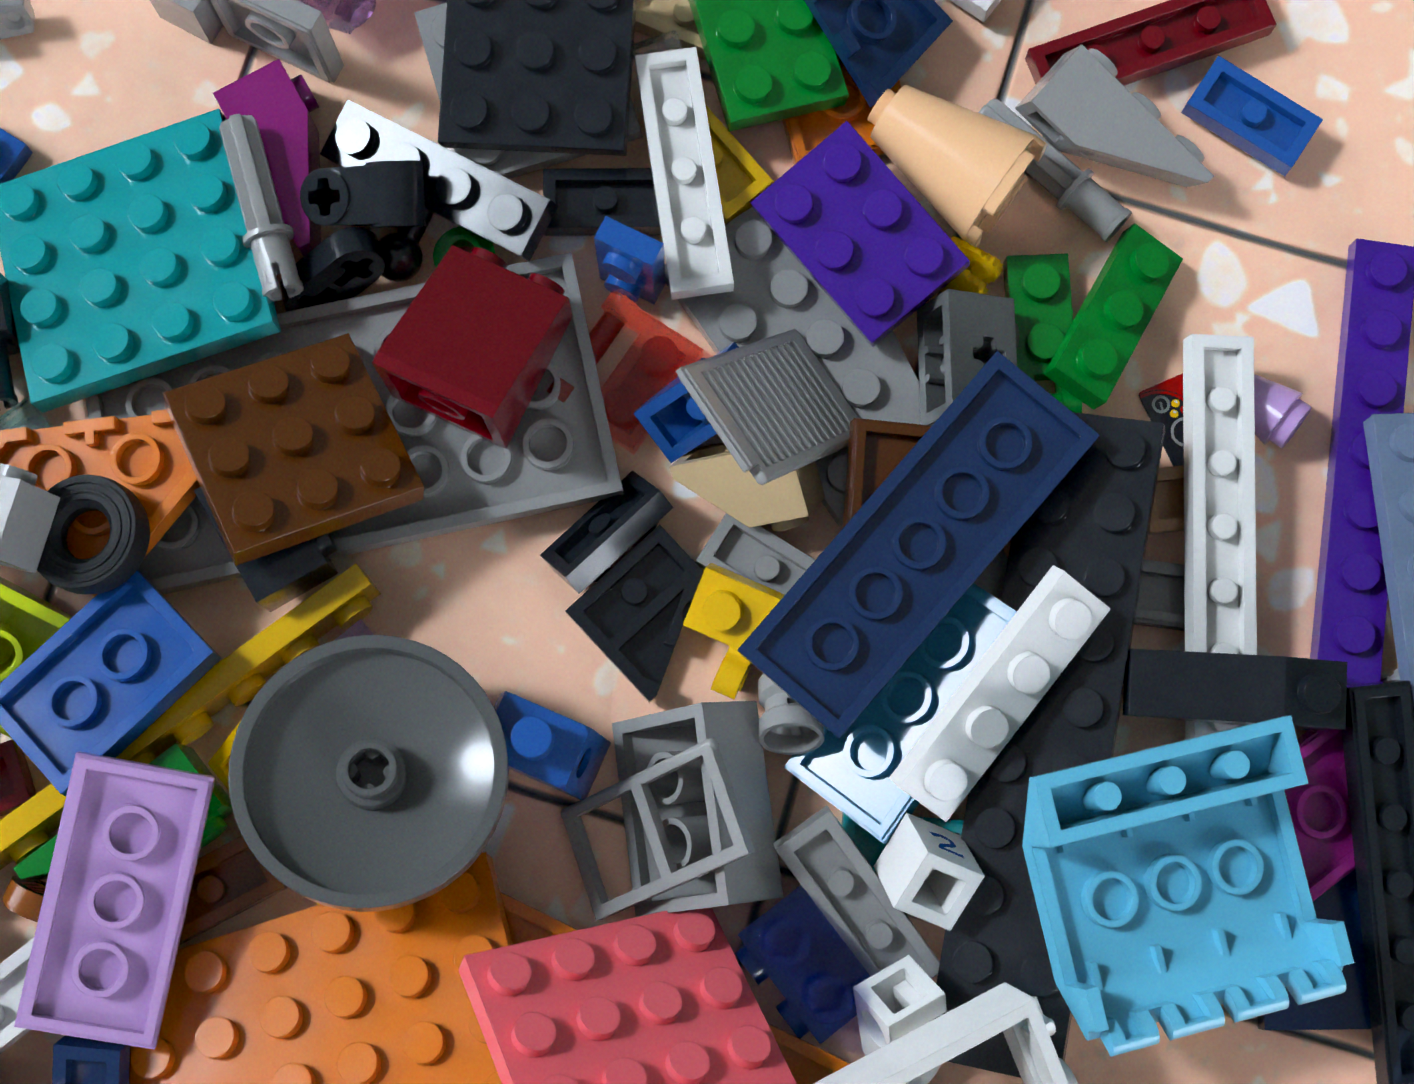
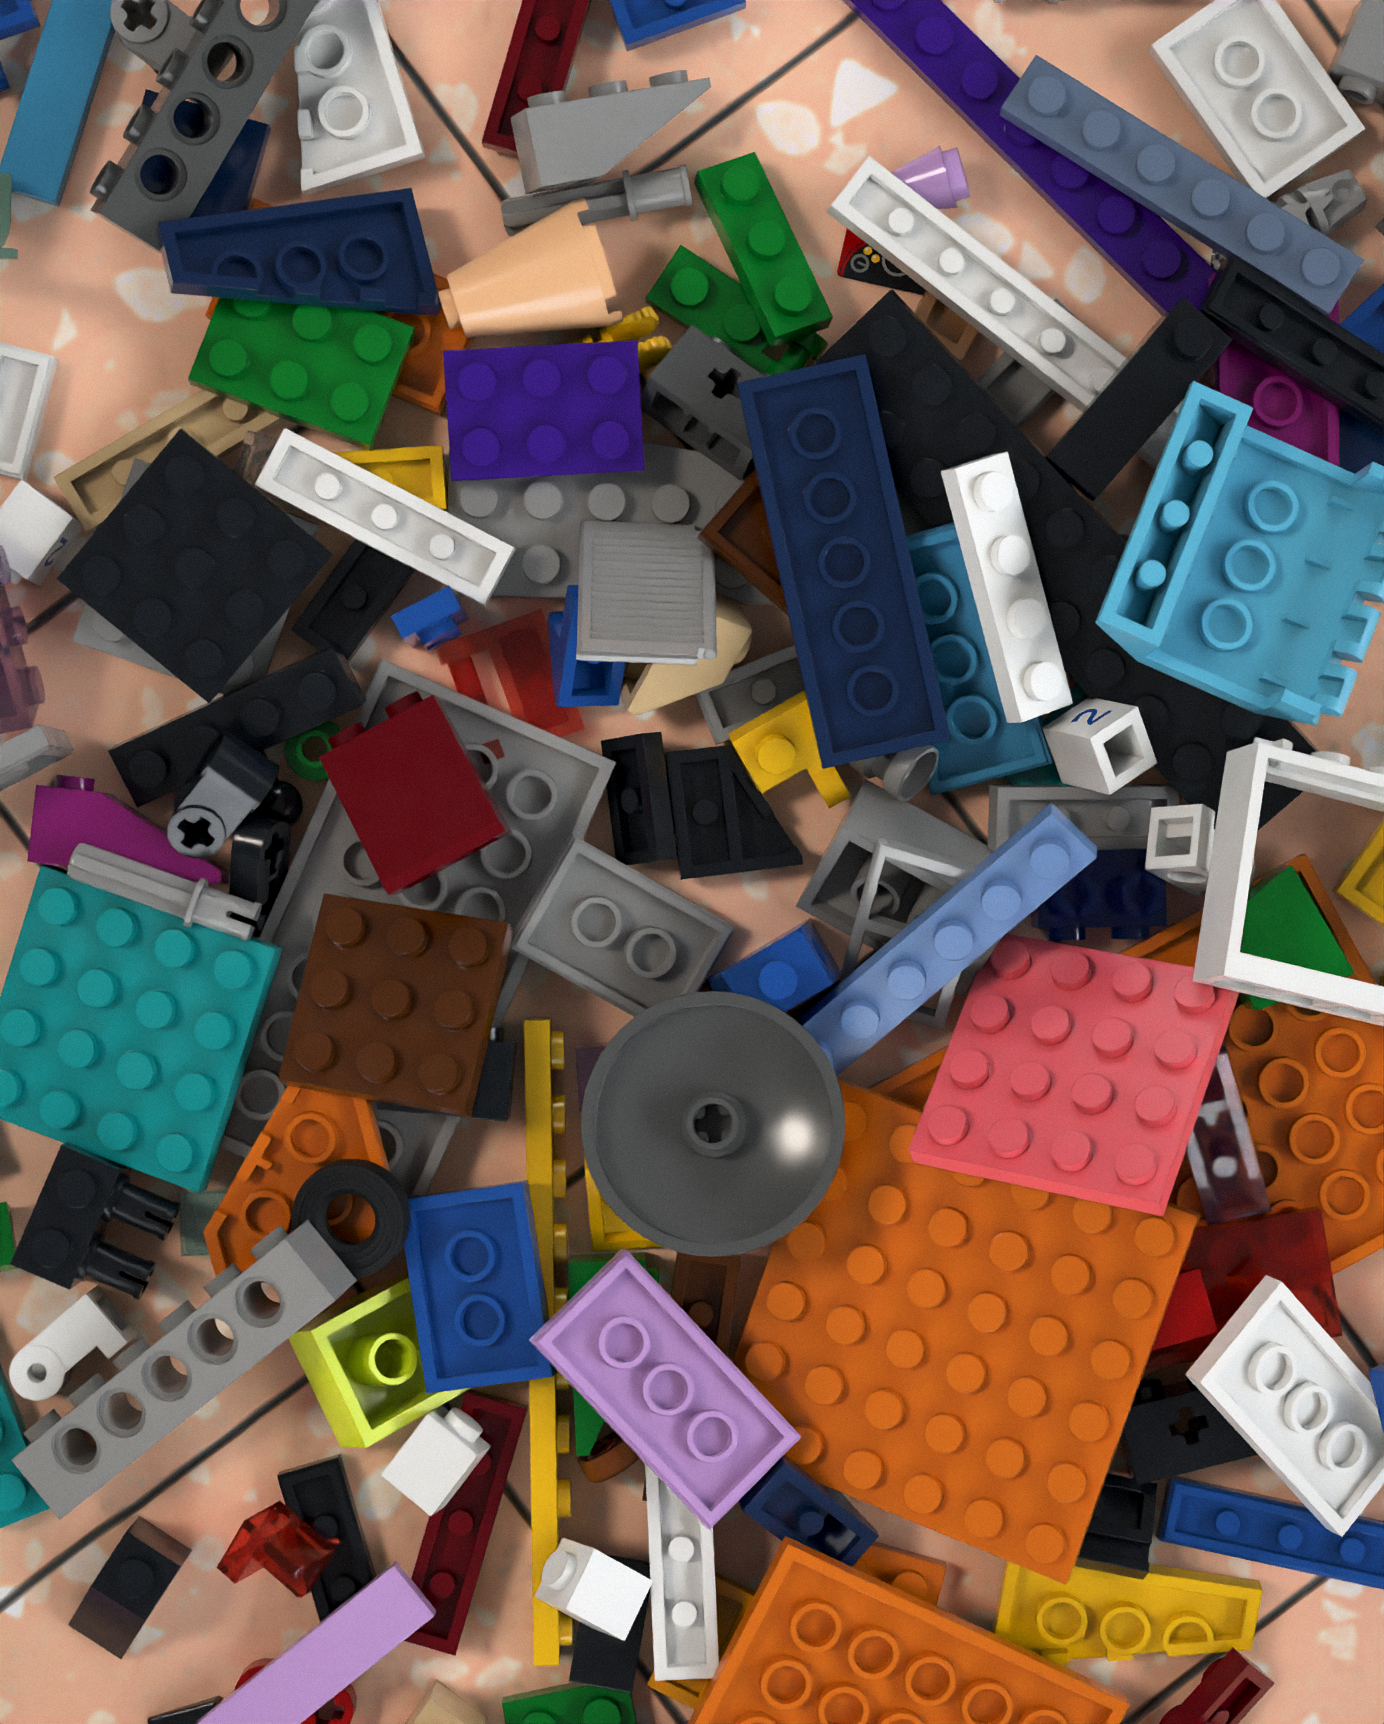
camera: 55 degrees left, 10 degrees up
(486, 590) = (618, 931): none -> light grey tile
(673, 859) = (948, 936): none -> medium blue plate

